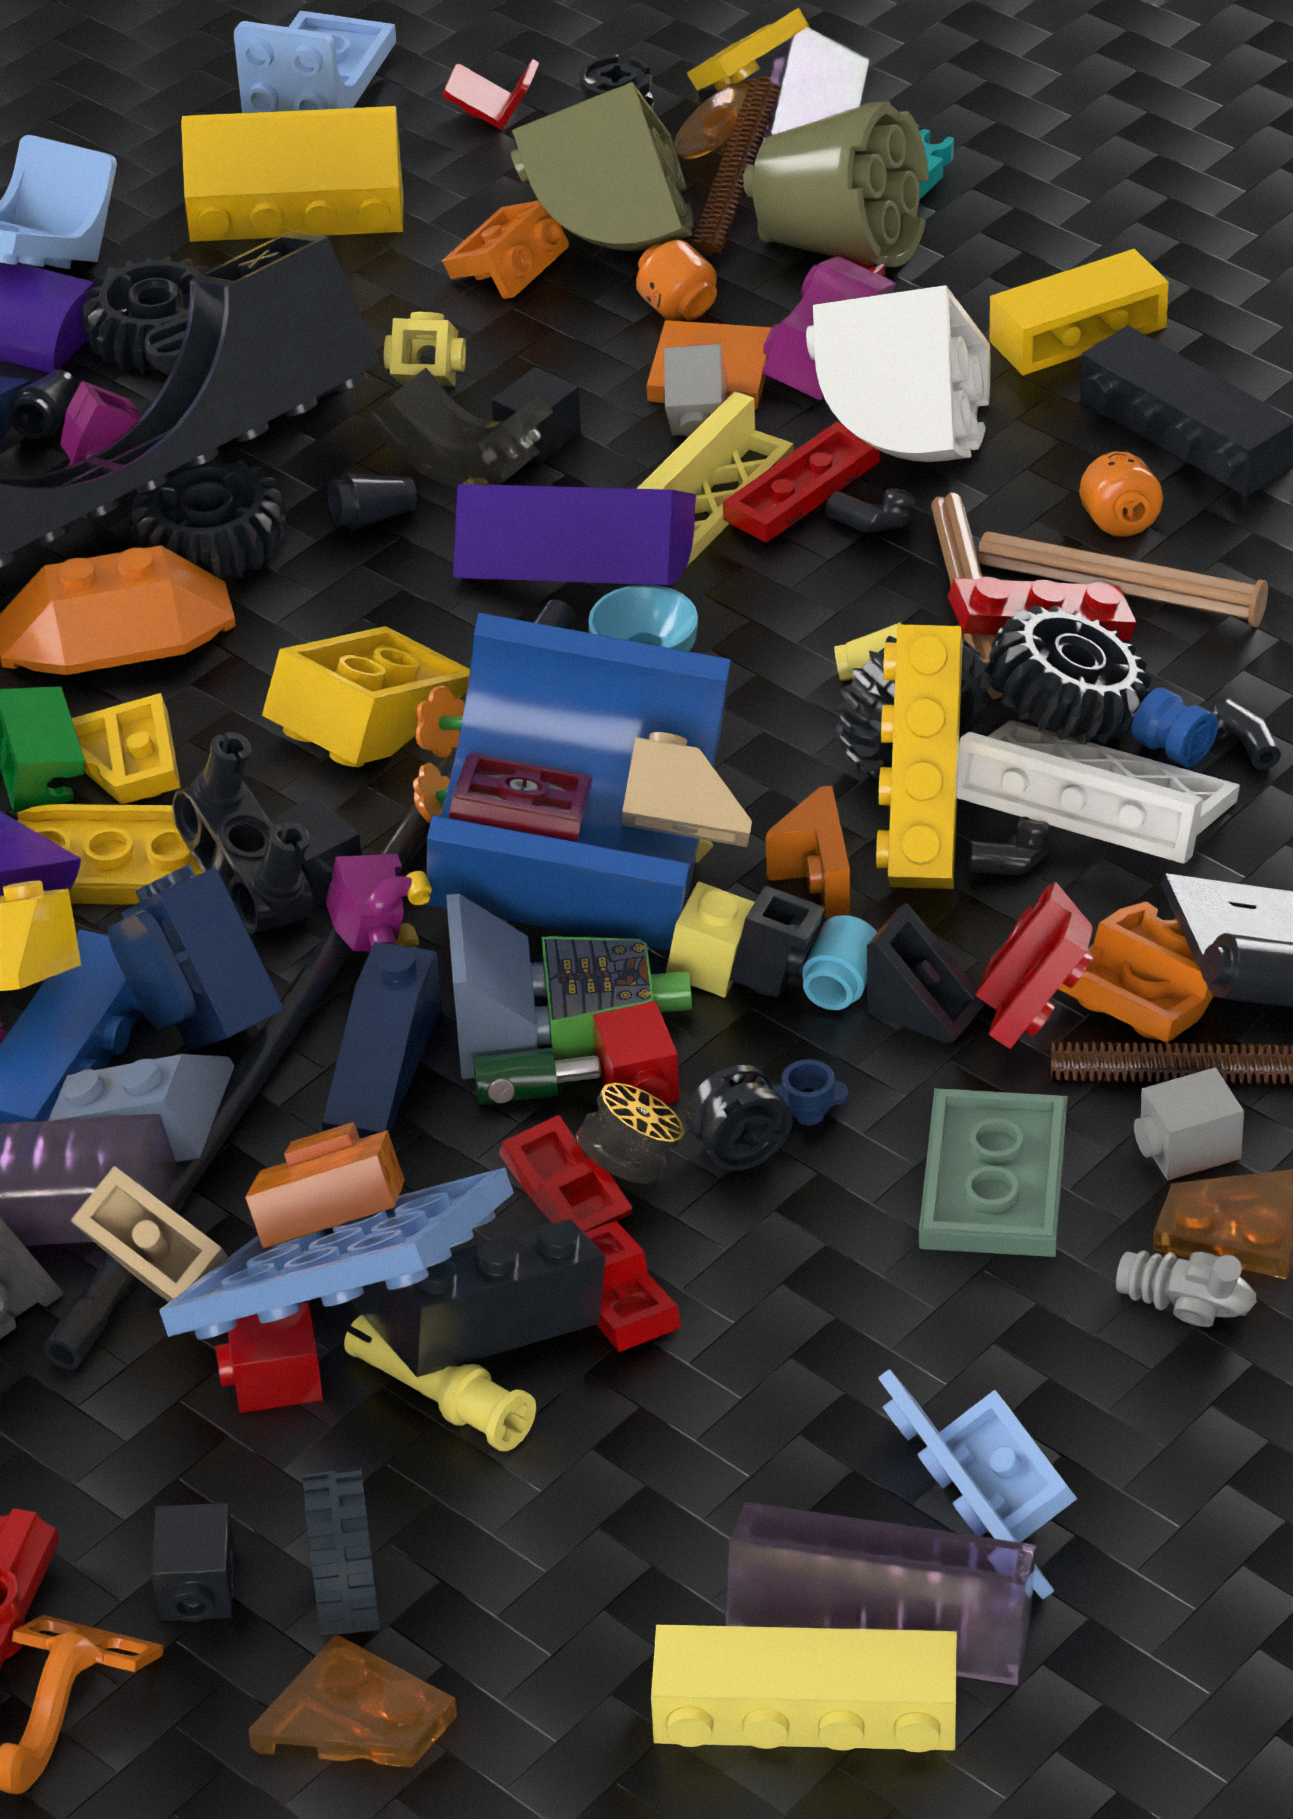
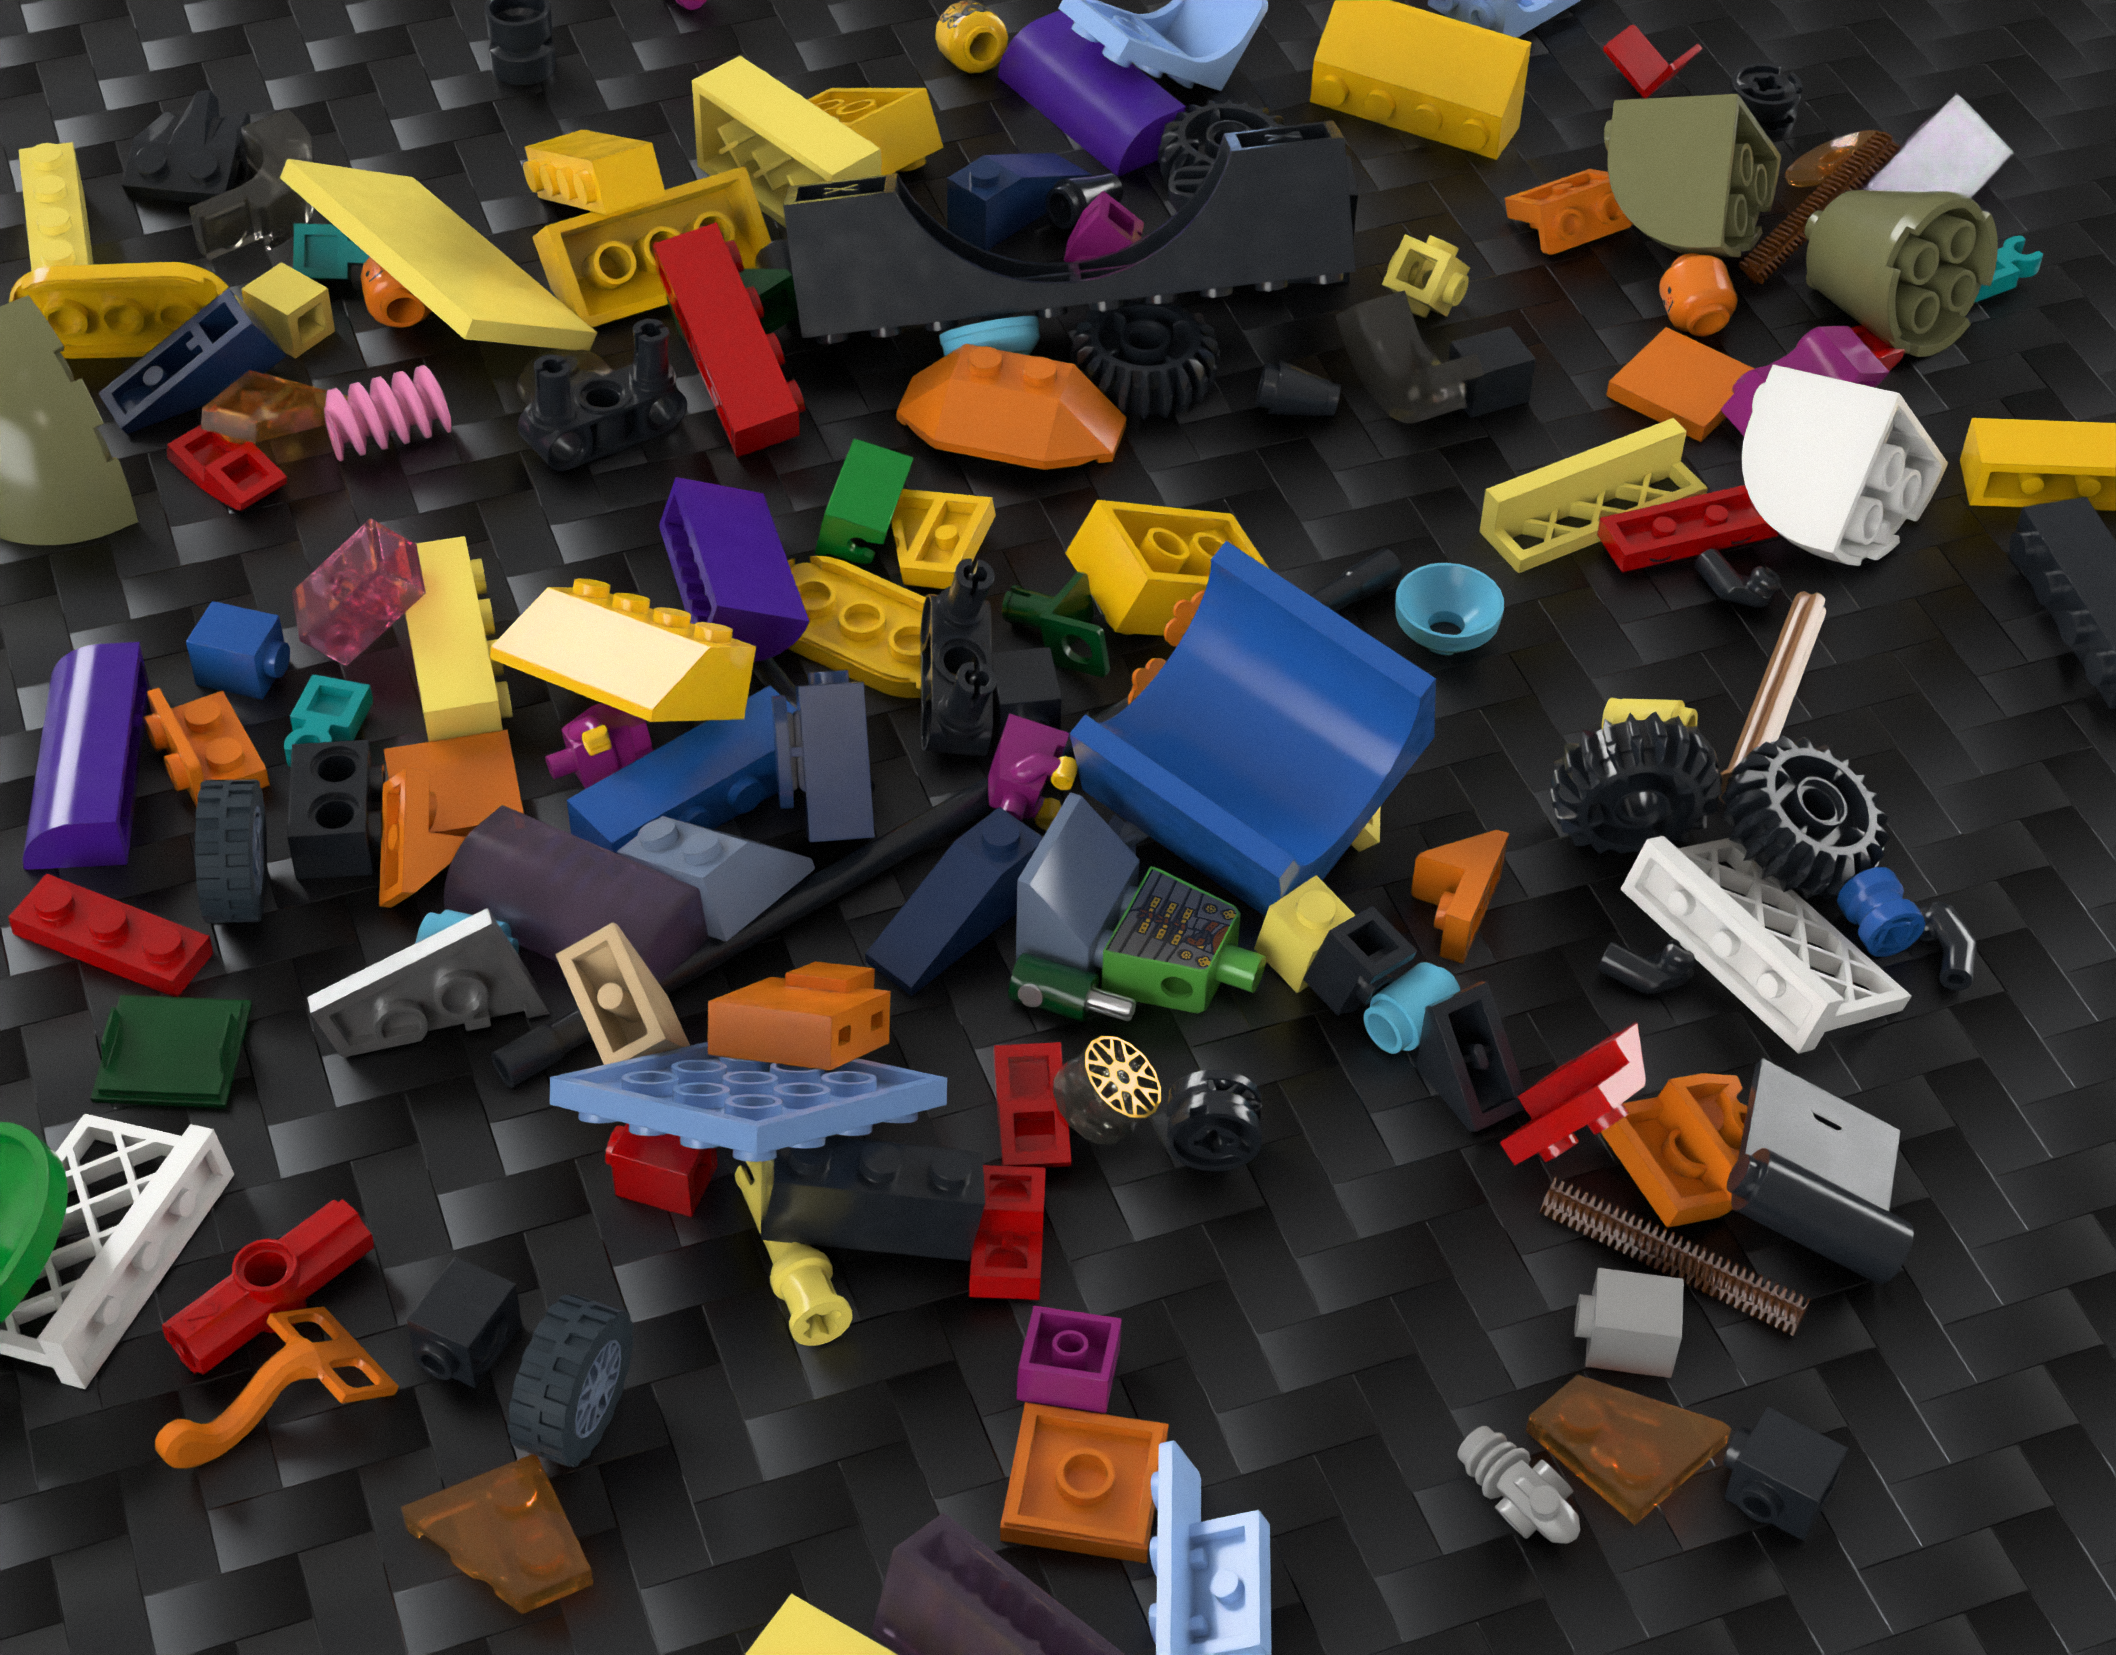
camera: 25 degrees right, 5 degrees up
(79, 541) = (1006, 334): none -> medium azure piece
(301, 773) = (1061, 621): none -> dark green bracket
(521, 797) = (1187, 730): piece -> none
(573, 534) = (1439, 497): dark purple brick -> none
(637, 1050) = (1168, 1016): red brick -> none
(681, 793) = (1337, 783): tan slope -> none
(693, 385) = (1642, 396): light grey brick -> none
(740, 58) = (1884, 110): yellow wing -> none
(748, 1355) = (1069, 1359): none -> magenta piece
(811, 1090) = (1307, 1108): dark blue plate -> none
(824, 1444) = (1083, 1483): none -> orange tile
(924, 756) = (1595, 844): yellow brick -> none
(987, 603) = (1886, 760): plate -> none
(993, 1173) = (1423, 1282): sand green tile -> none
(1116, 490) = (1976, 653): orange head -> none
(1133, 577) = (1937, 743): medium nougat axle -> none

